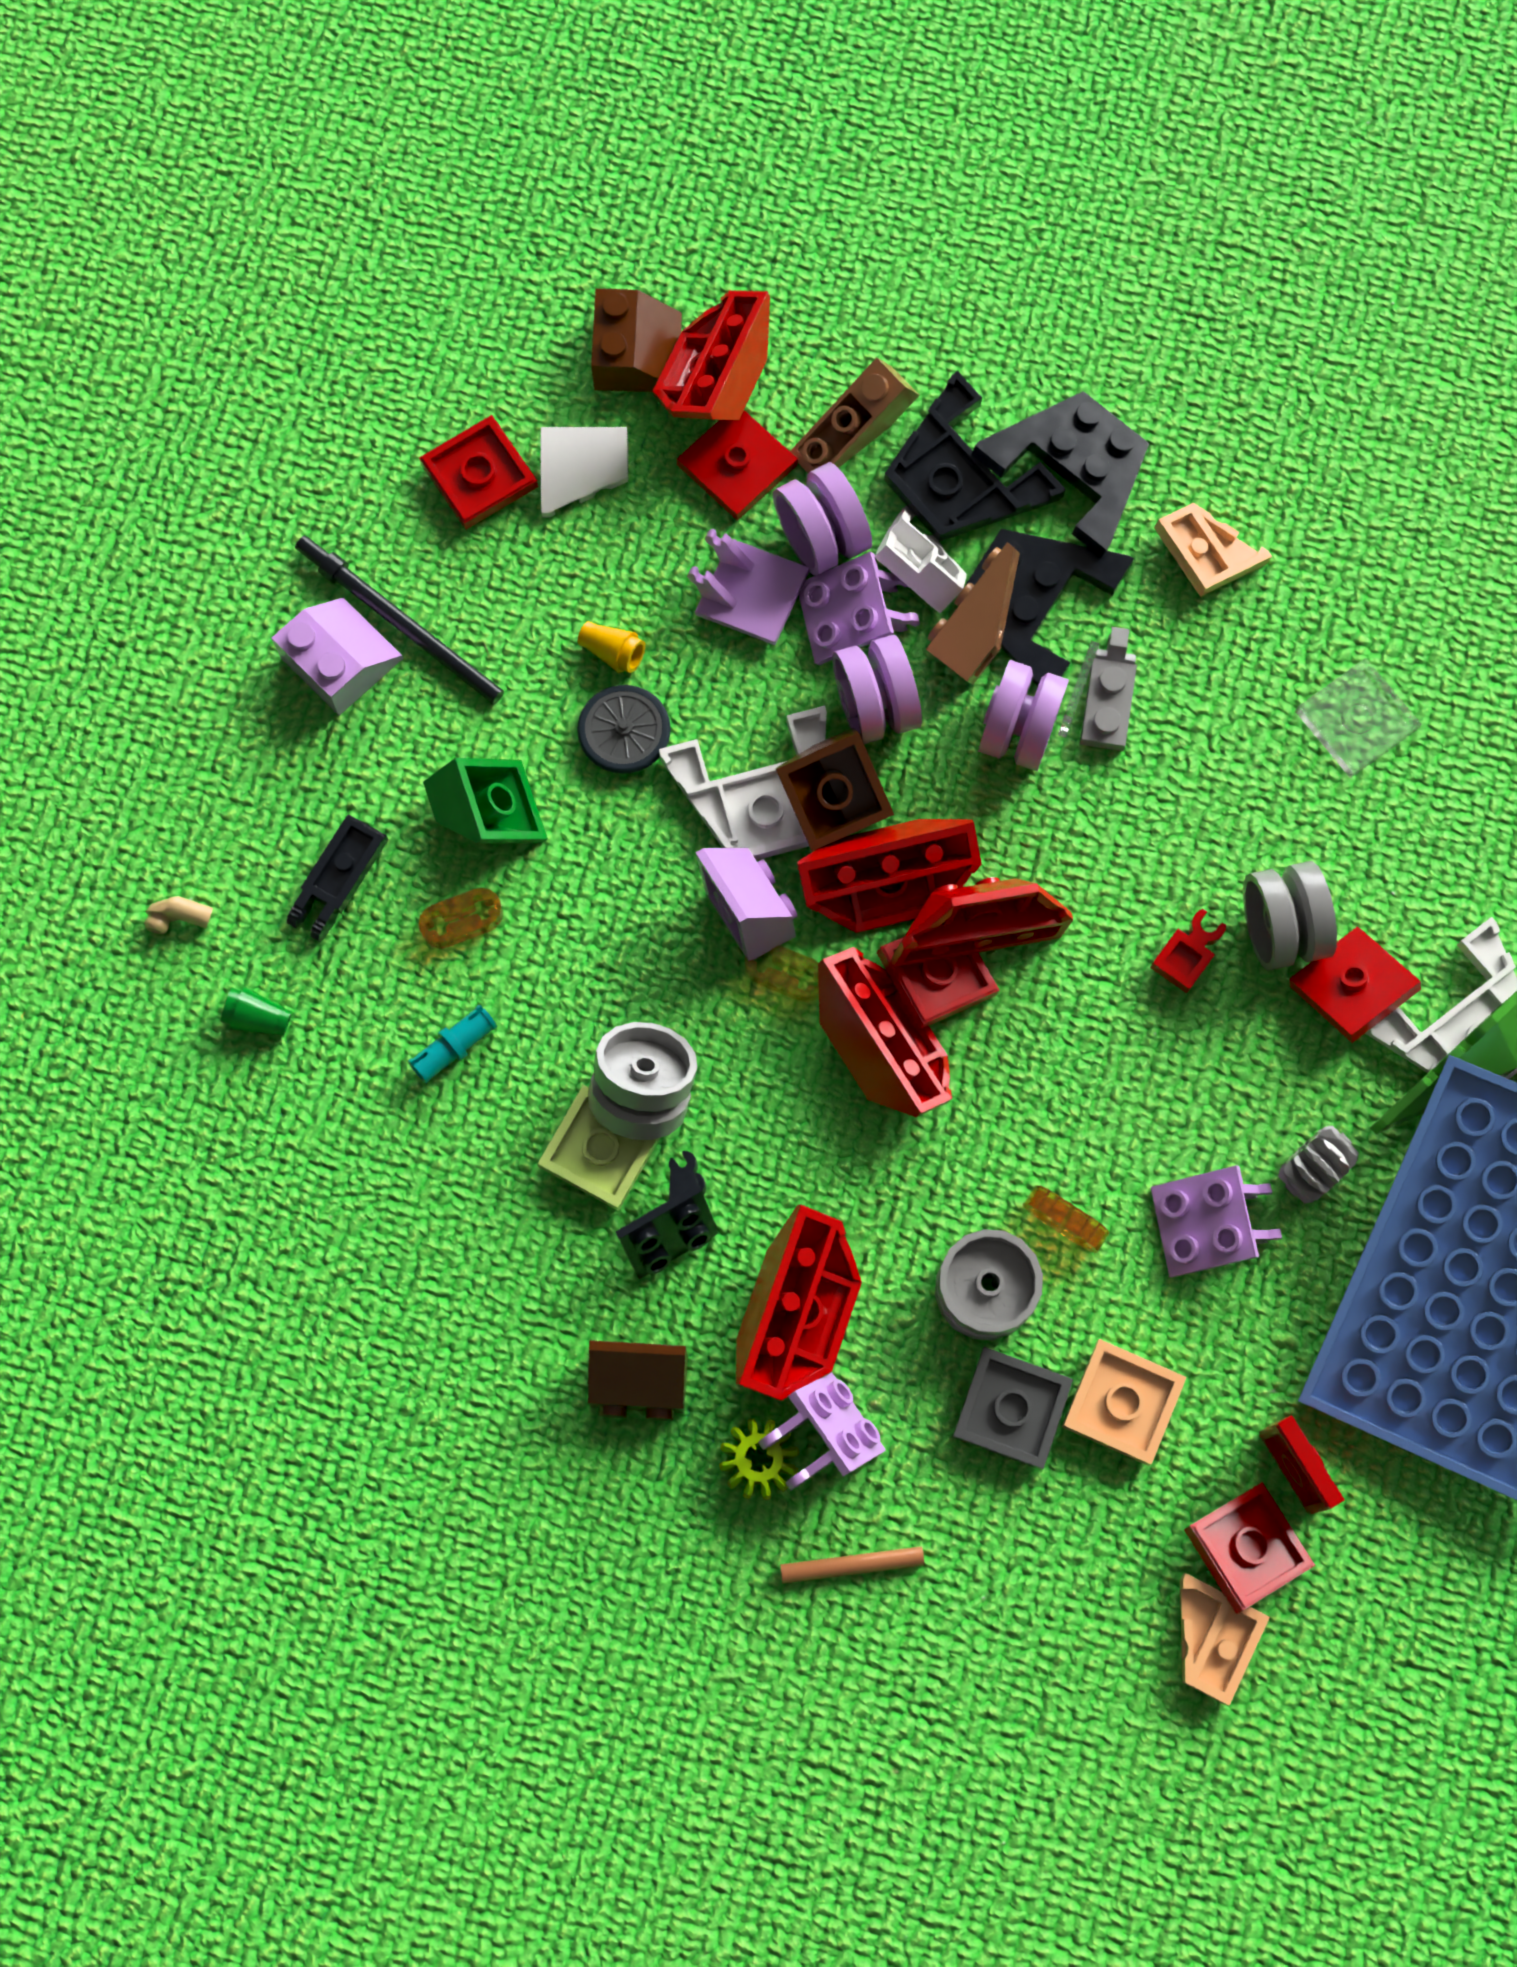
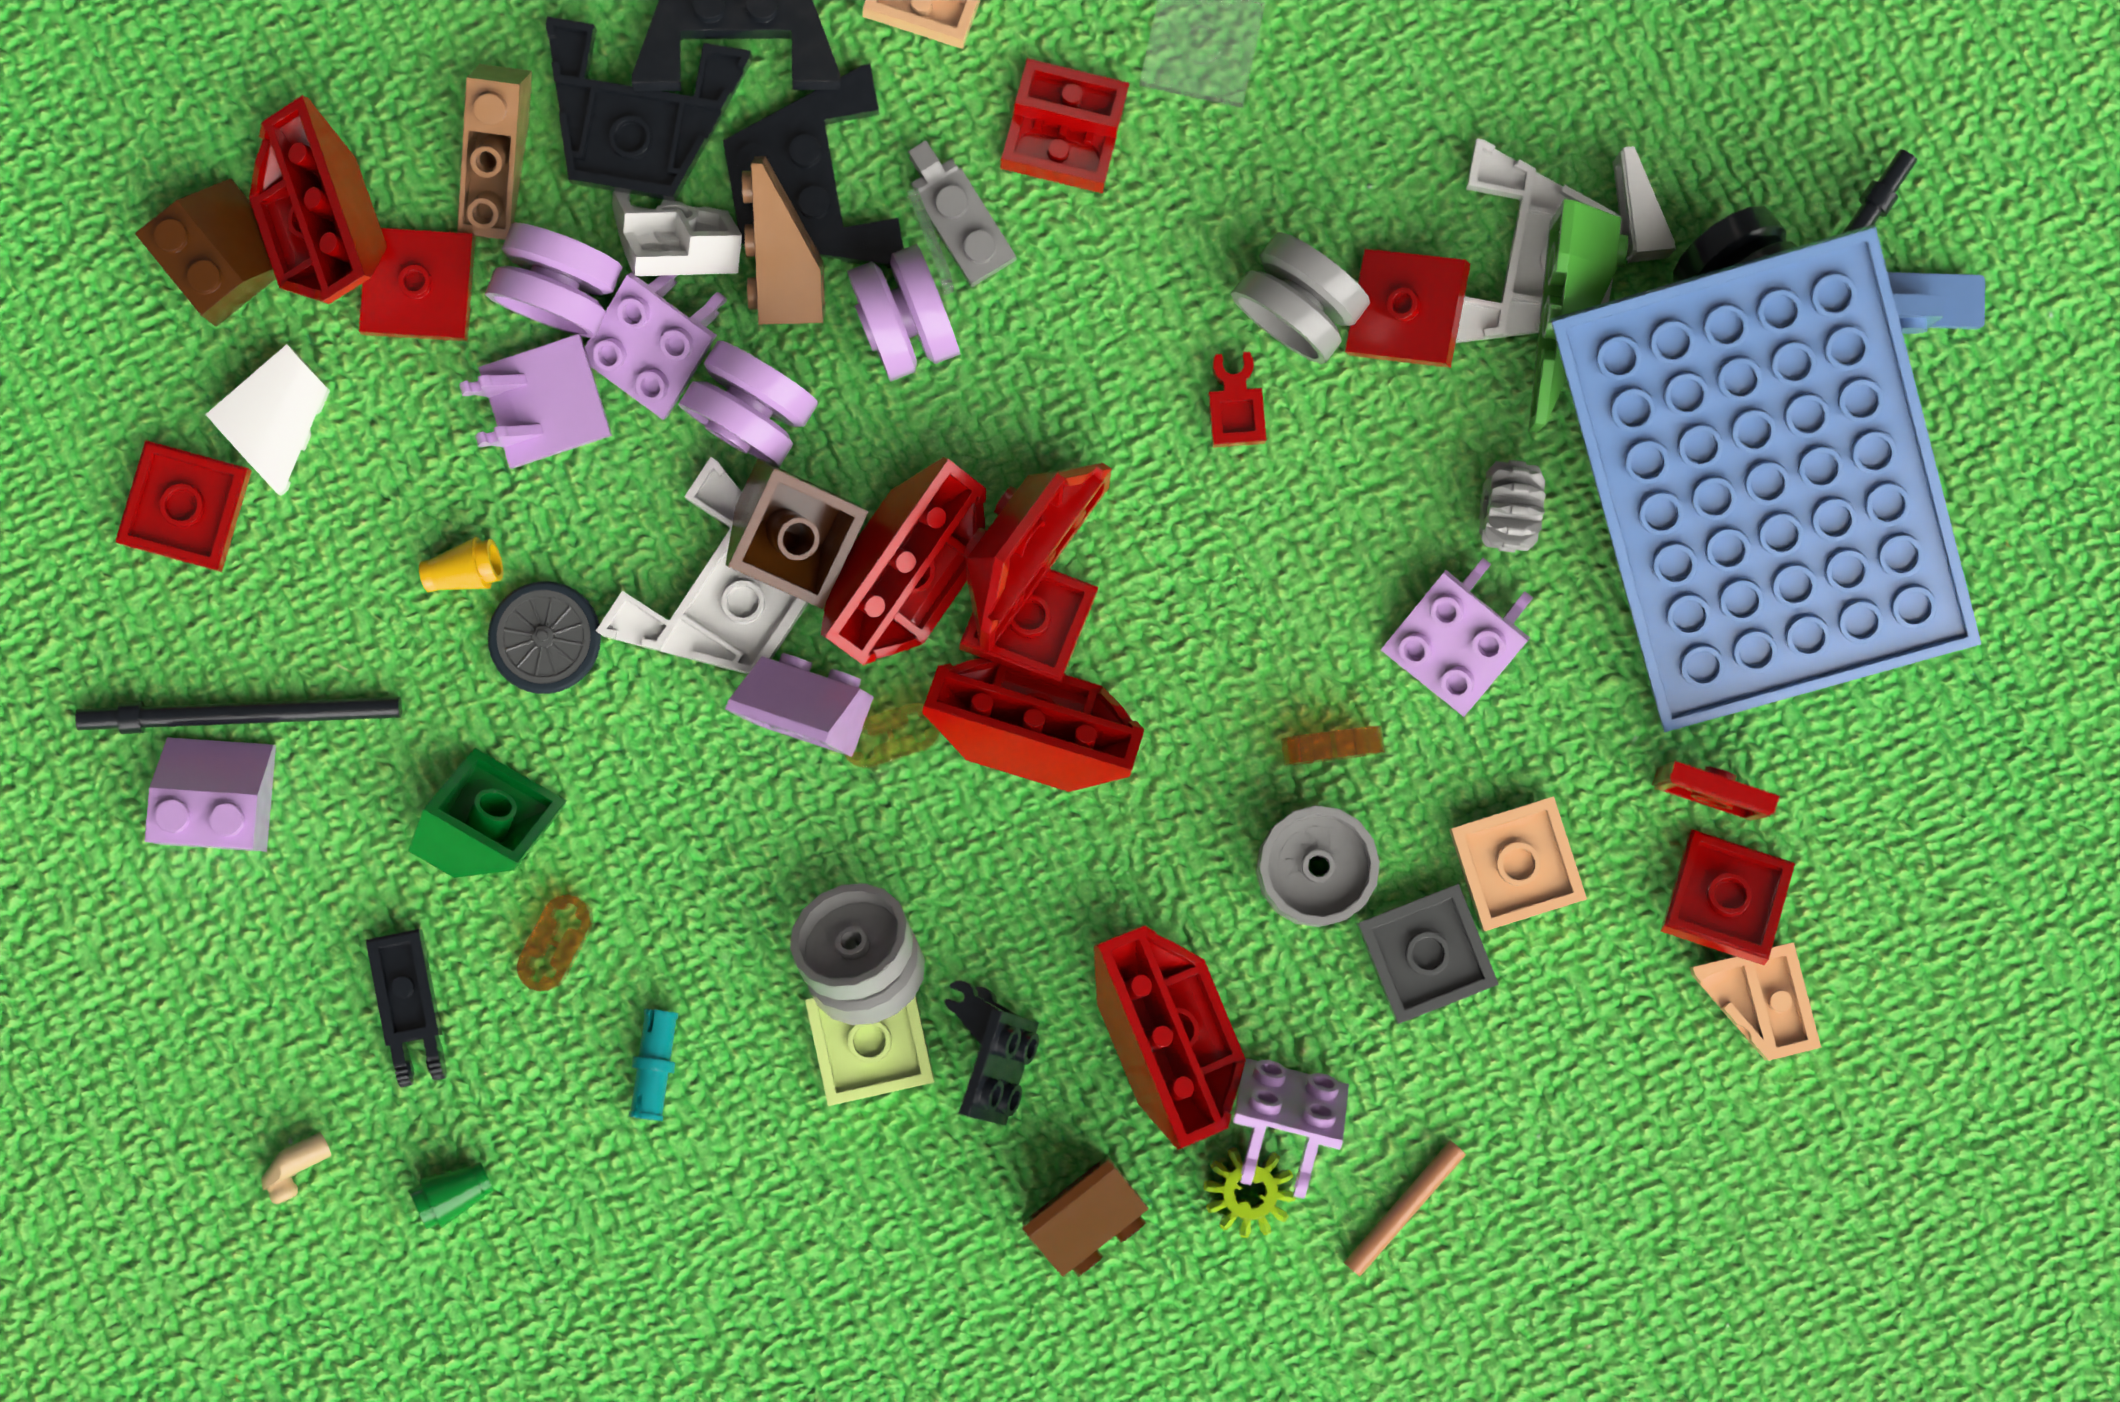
camera: 40 degrees left, 10 degrees up
(1225, 695) = (1064, 125): none -> red slope

